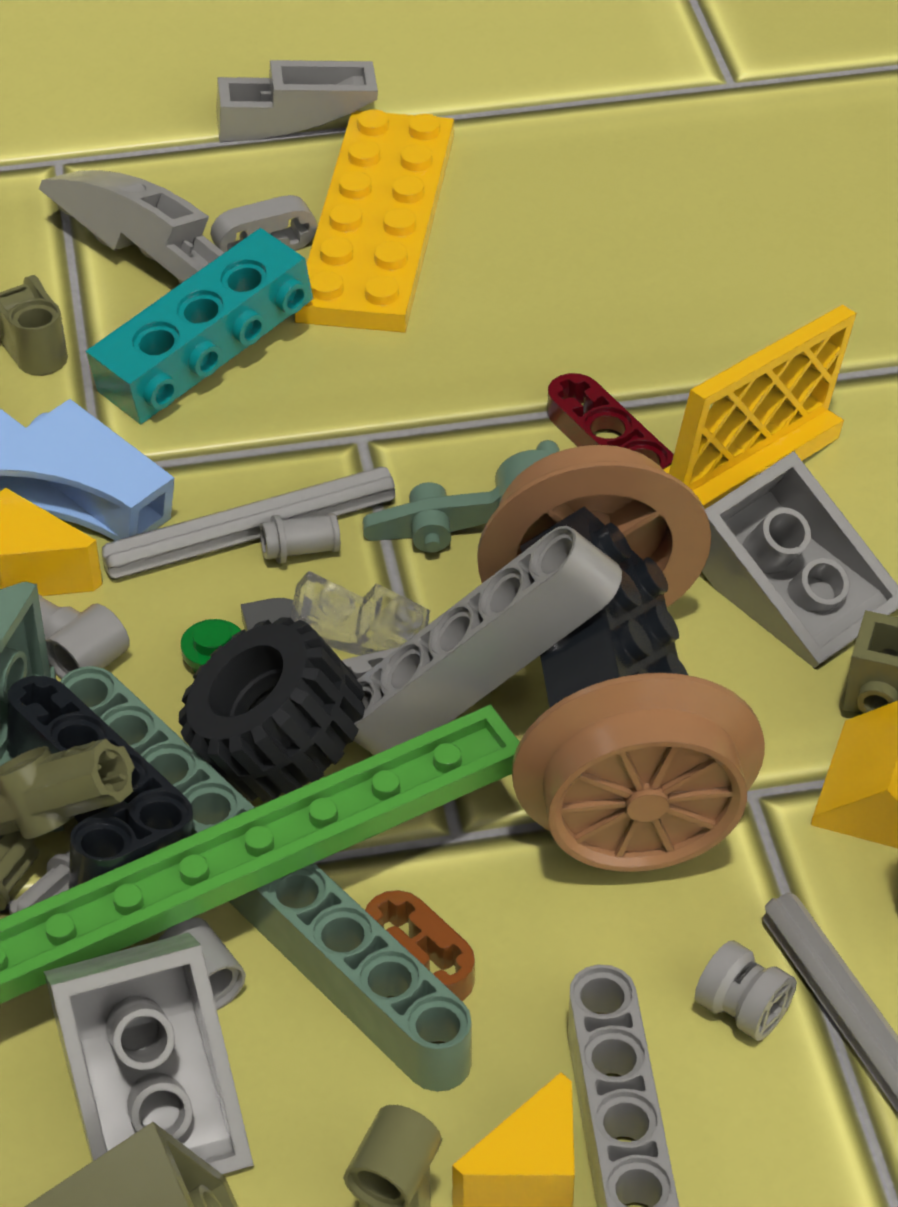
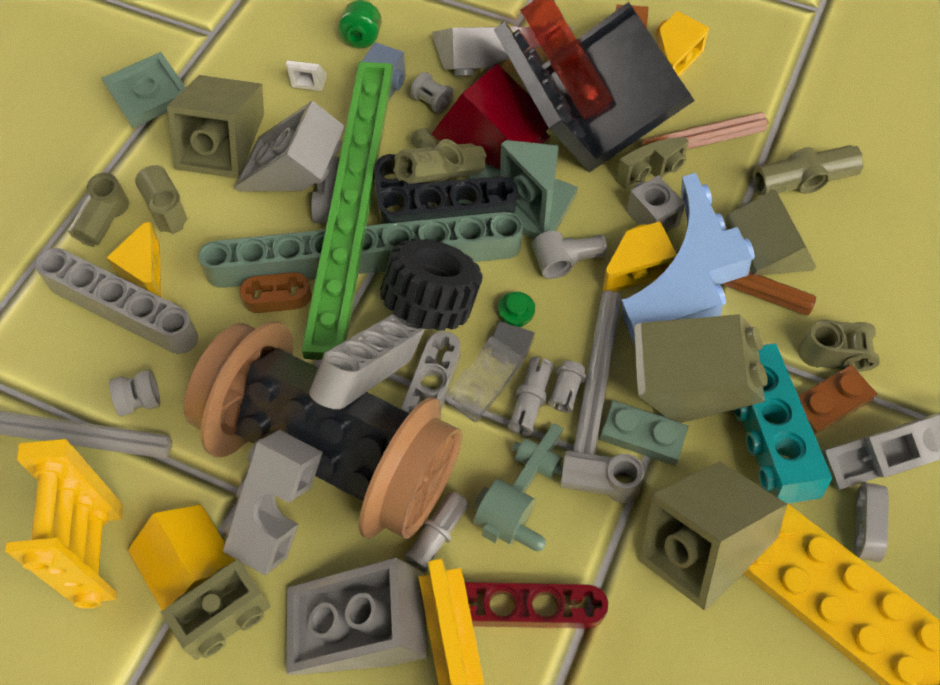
camera: 125 degrees right, 15 degrees up
(97, 308) = (836, 398): none -> dark orange plate
(188, 382) = (699, 366): none -> olive slope
(300, 444) = (644, 433): none -> sand green plate
(348, 564) = (530, 396): none -> light grey pin
(400, 441) = (598, 475): none -> light grey piece
(402, 312) = (709, 531): none -> olive slope
(788, 687) = (257, 529): none -> light grey arch

